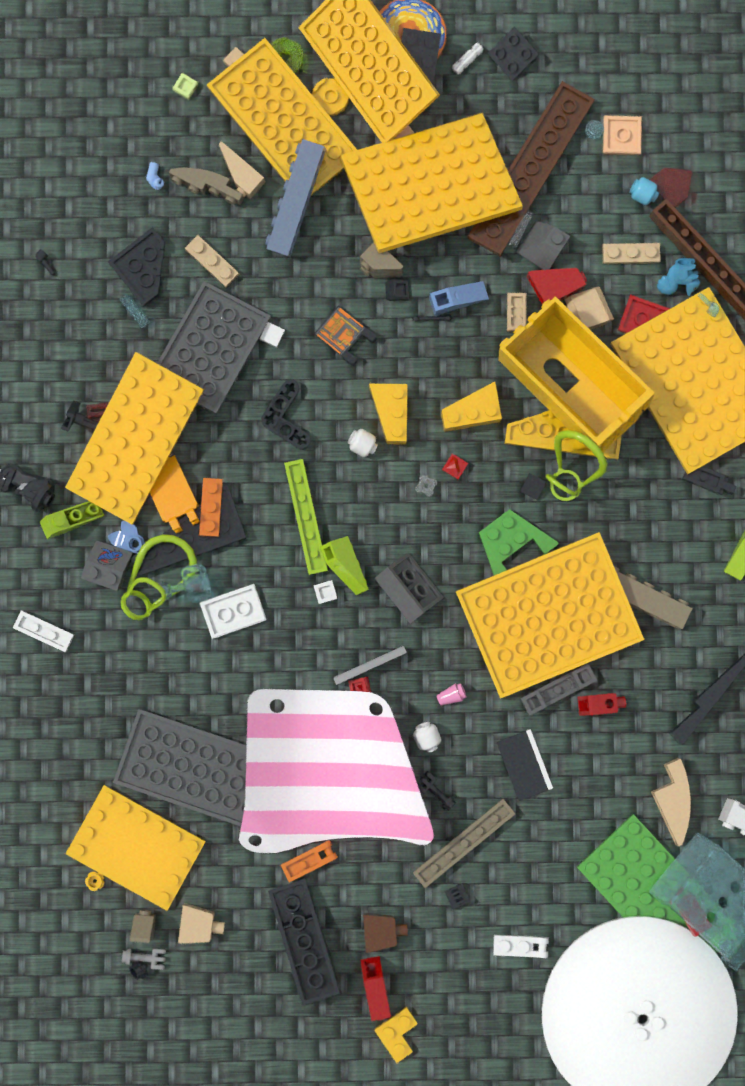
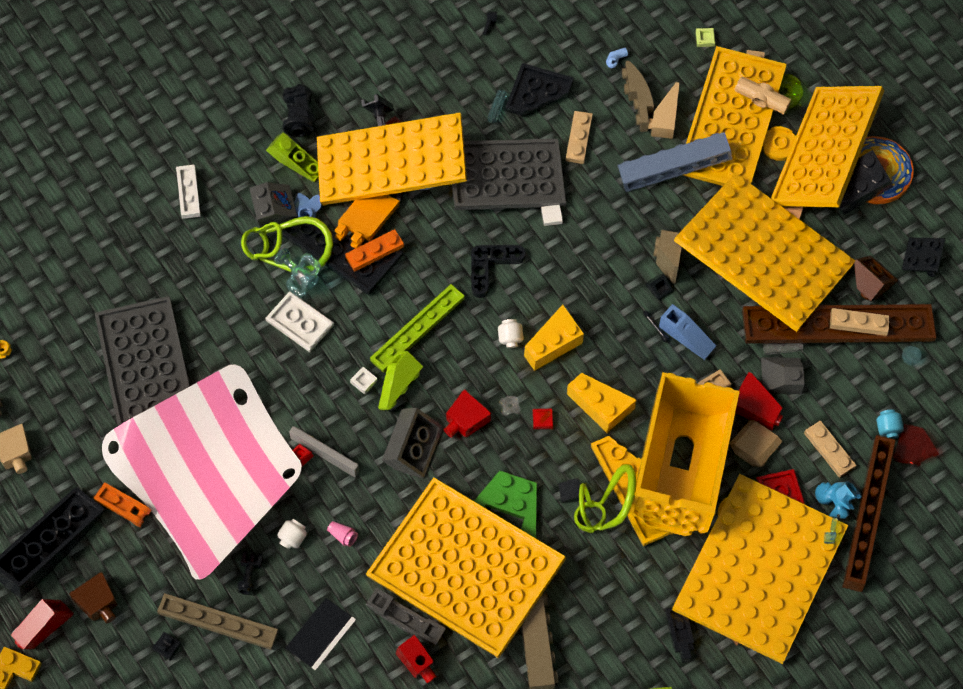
camera: 60 degrees right, 20 degrees down
(135, 847) = (50, 365): yellow plate -> none
(283, 80) = (763, 95): none -> tan piece
(341, 333) = (592, 265): flag -> none
(413, 528) = (466, 416): none -> red torso
(467, 58) = (893, 224): white axle -> none
(508, 110) = (872, 278): none -> reddish brown slope
(543, 151) = (859, 321): none -> tan plate
(622, 135) = (924, 381): light nougat tile -> none

